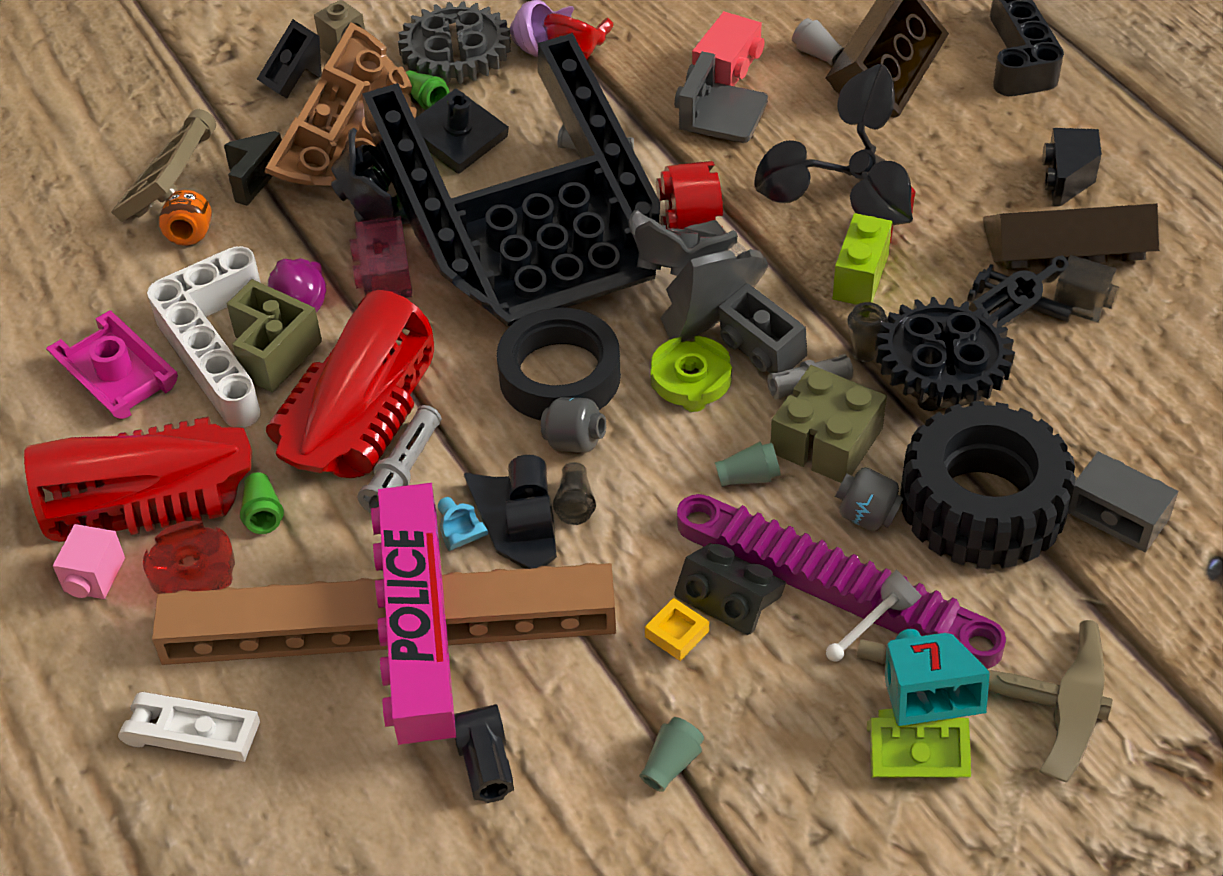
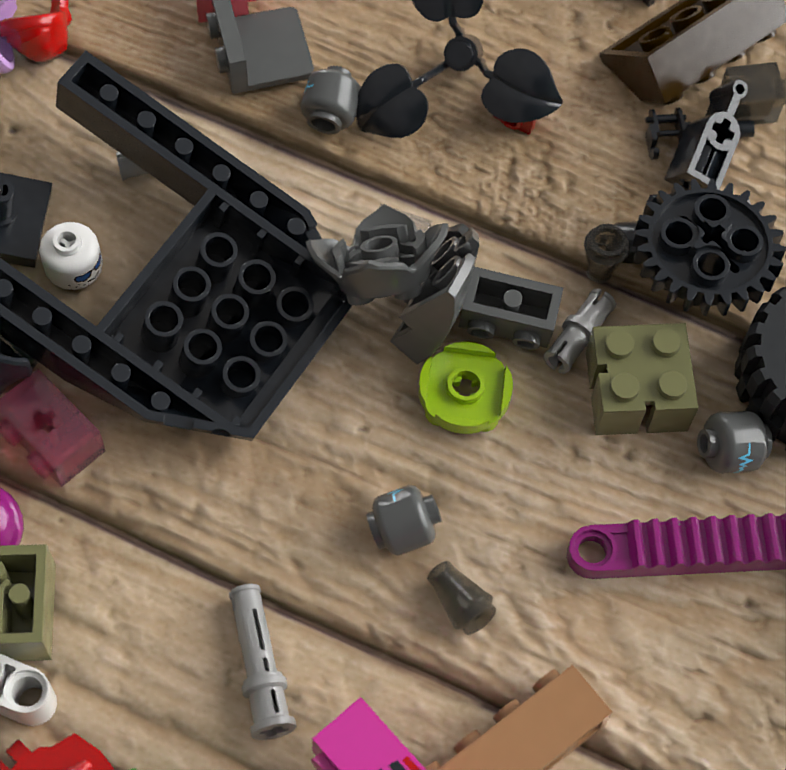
camera: 40 degrees left, 15 degrees up
(353, 402) = (154, 630): red connector -> none
(459, 524) = (381, 697): medium azure piece -> none
(480, 166) = (71, 255): none -> white head
(518, 511) = (418, 651): black panel -> none
(551, 328) = (321, 401): black tyre -> none
(677, 629) = (667, 690): yellow plate -> none
(689, 194) = (333, 186): red brick -> none
(727, 586) = (677, 613): pearl dark grey bracket -> none
(741, 155) = (330, 100): none -> dark grey head
(749, 466) = (601, 465): sand green cone -> none
(862, 259) = (536, 168): lime brick -> none

